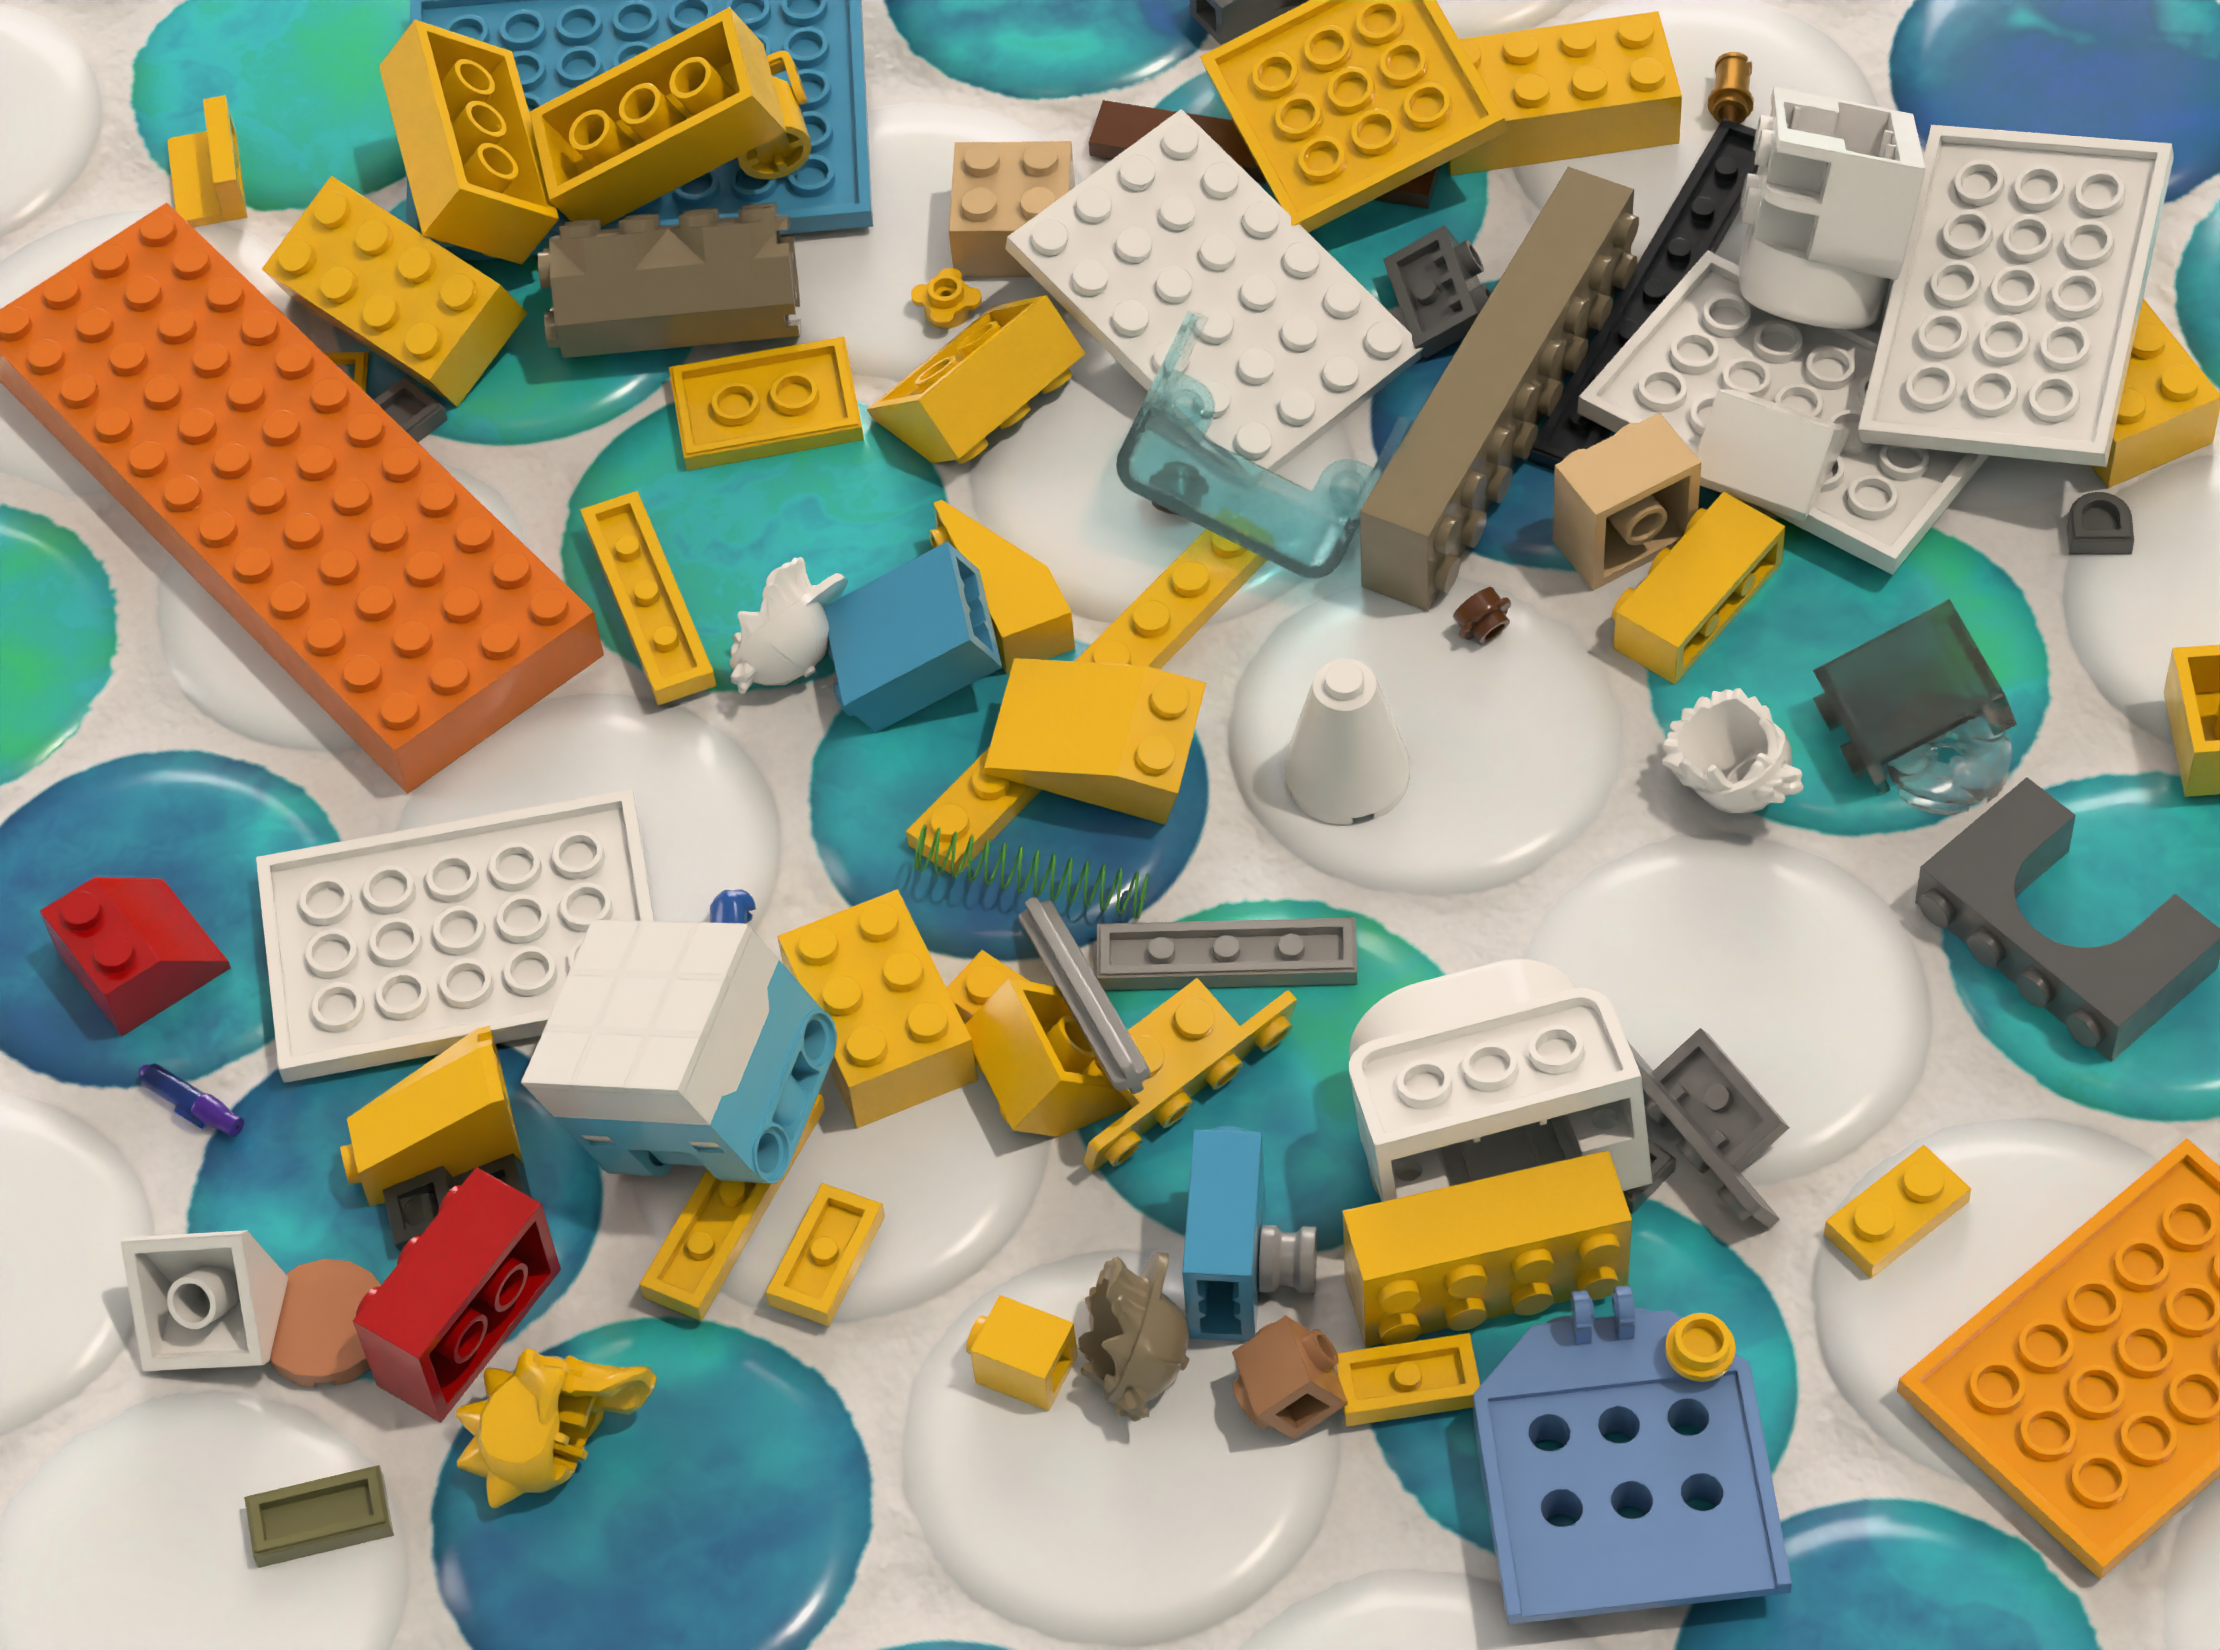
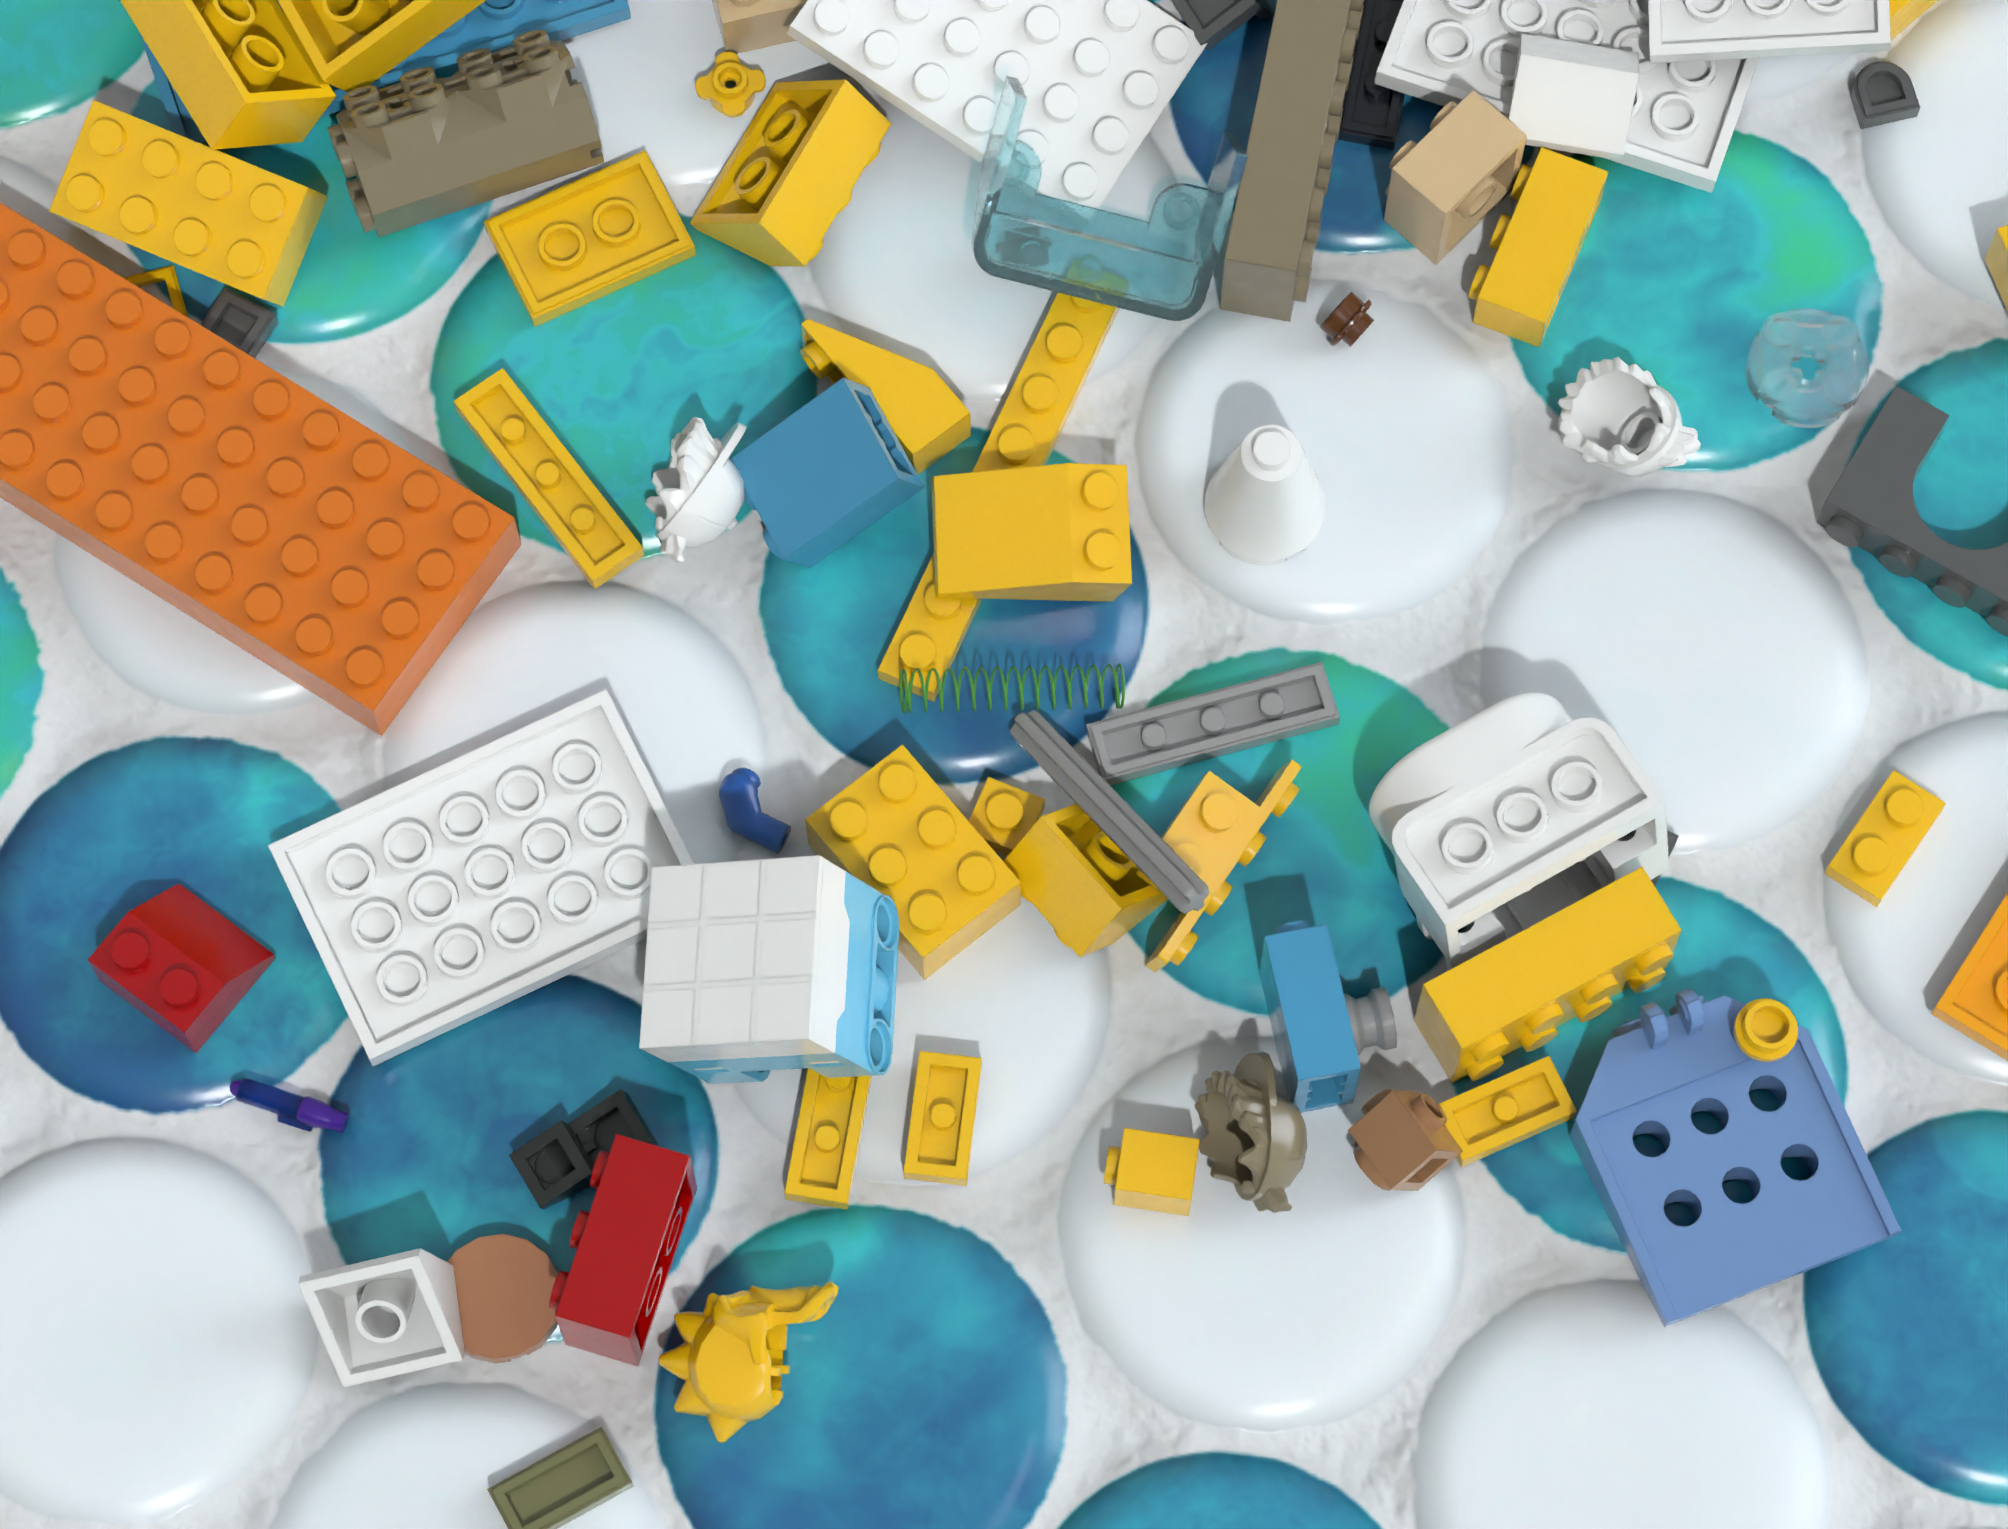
camera: 20 degrees left, 15 degrees up
(440, 1115) = (542, 1073): yellow slope -> none
(1718, 1115) = (1708, 789): flat silver bracket -> none
(1908, 691) = (1767, 322): clear smoke panel -> none

